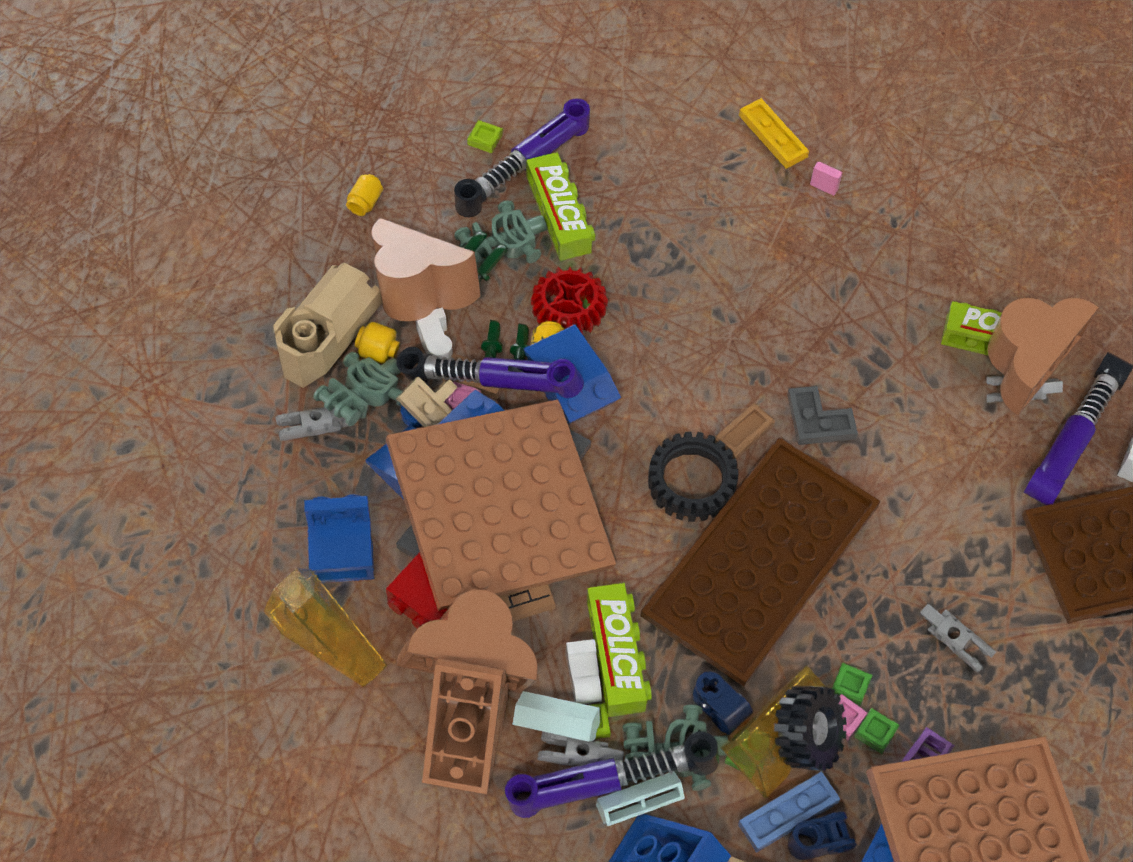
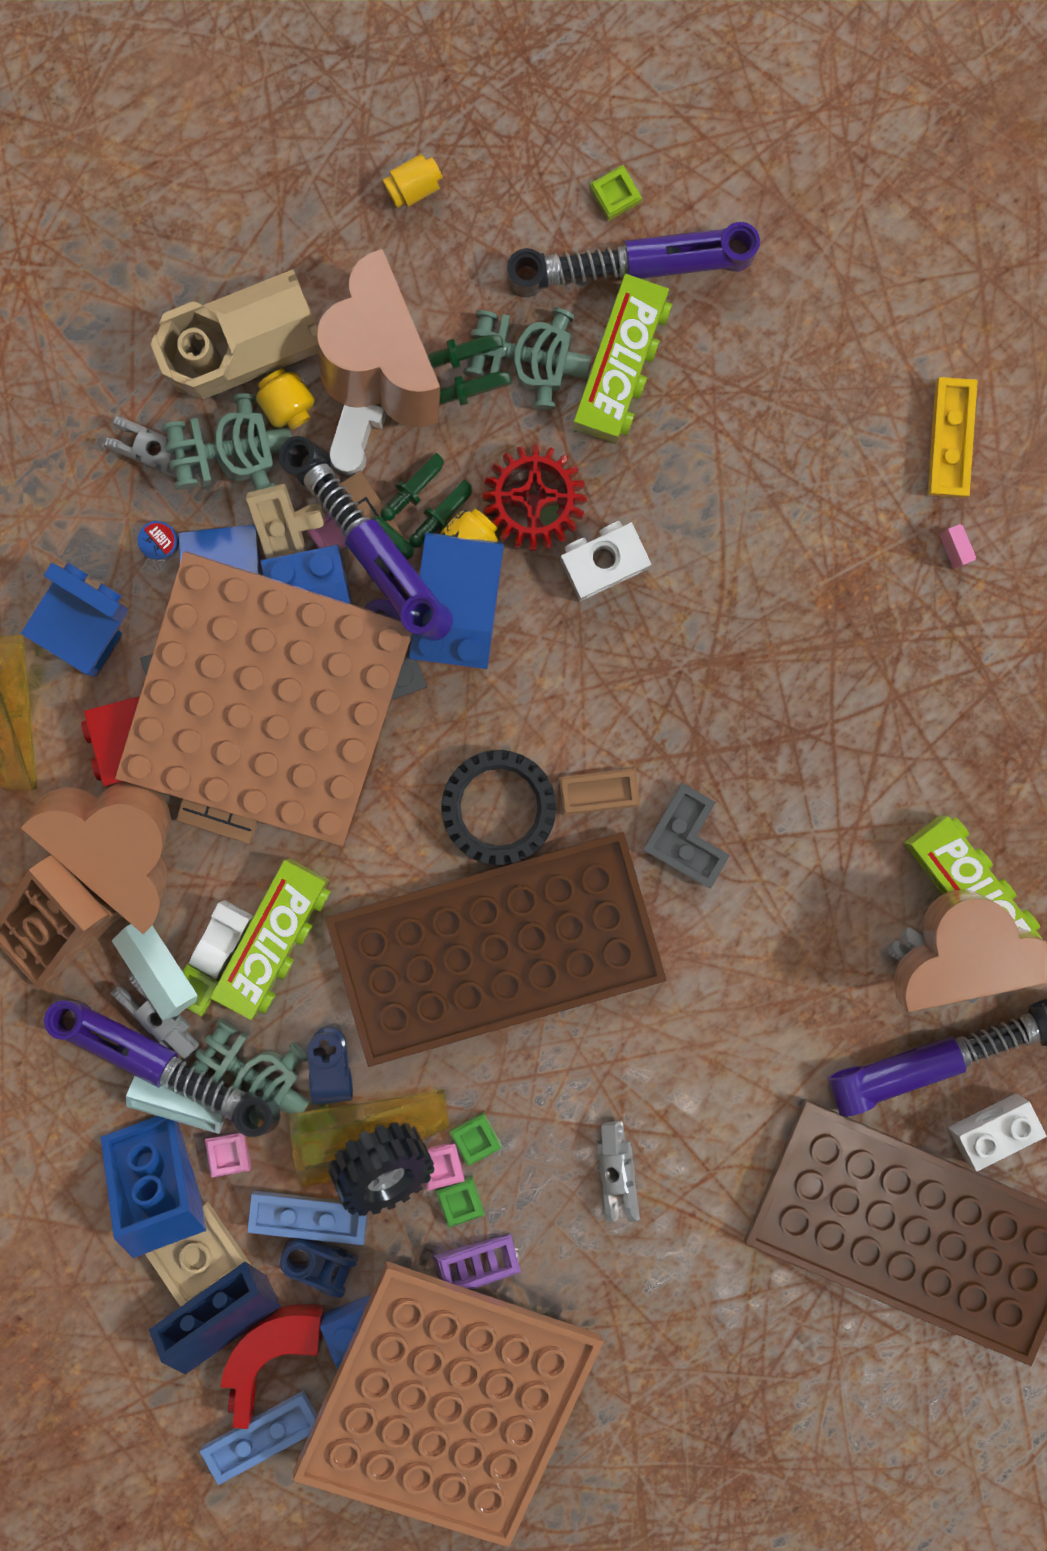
camera: 45 degrees right, 30 degrees up
(355, 472) = (158, 541): none -> tile
(637, 321) = (590, 579): none -> white brick
(700, 812) = (227, 1154): none -> bright pink tile

